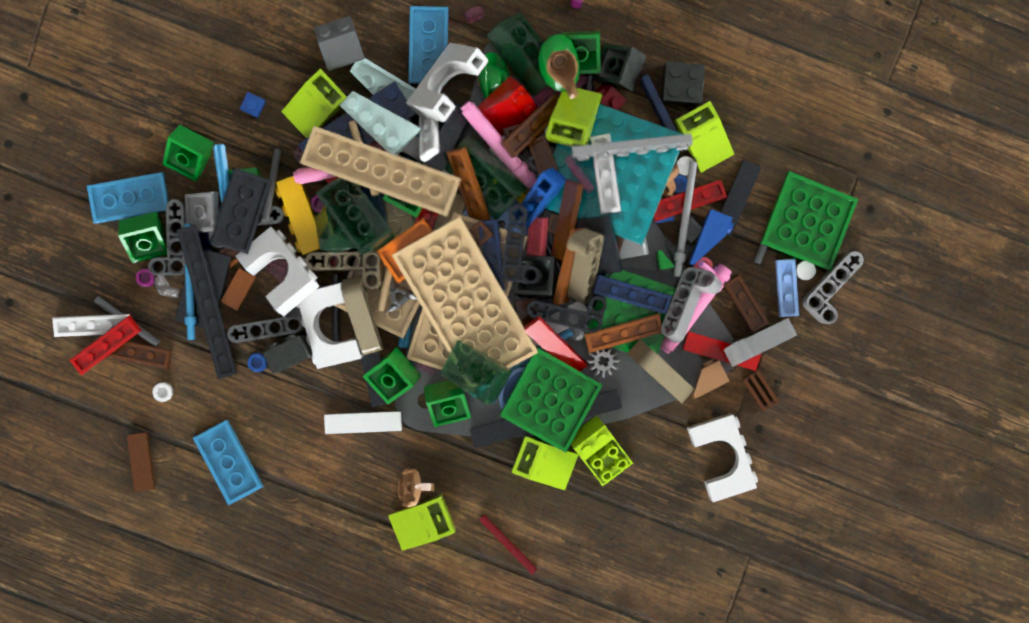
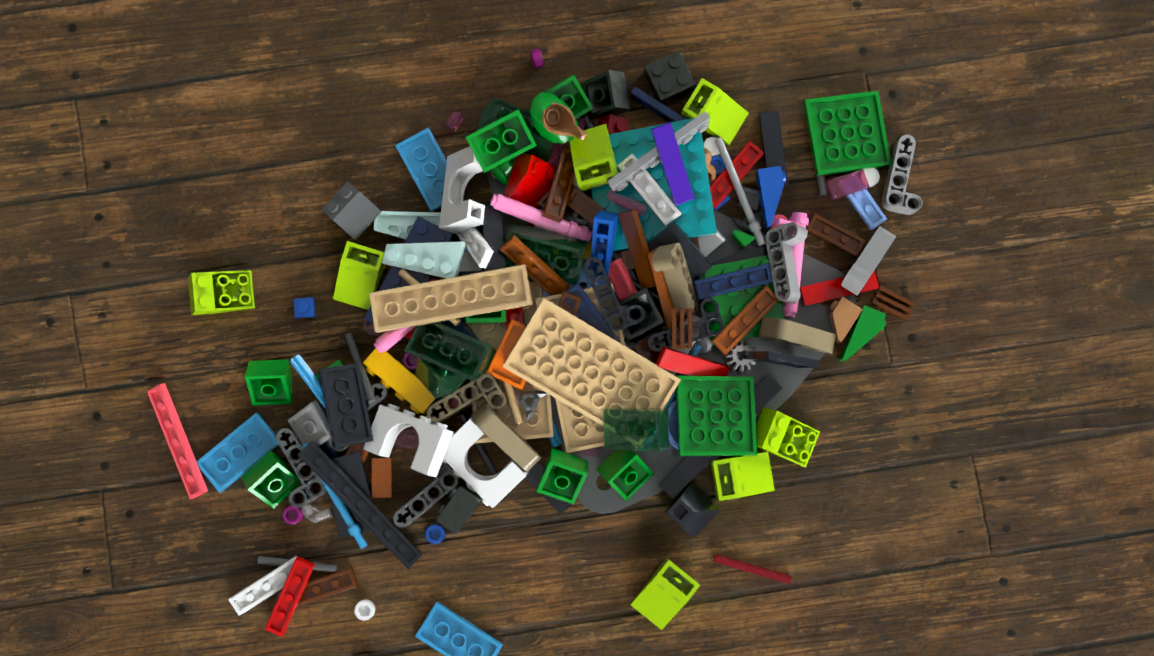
camera: 35 degrees left, 5 degrees down
(81, 158) = (177, 441): none -> coral tile
(188, 50) = (220, 292): none -> lime slope
(363, 422) = (560, 533): white tile -> none
(411, 487) = (637, 567): medium nougat tile -> none
(485, 467) = (692, 510): none -> black slope
(501, 57) = (501, 140): none -> green slope
(555, 324) = (681, 311): none -> reddish brown tile
(635, 385) = (782, 359): none -> black tile
(636, 163) = (672, 163): none -> dark purple tile
(722, 398) = (864, 329): none -> green slope
(740, 477) = (921, 387): white arch -> none
(782, 266) = (847, 184): none -> clear pink tile

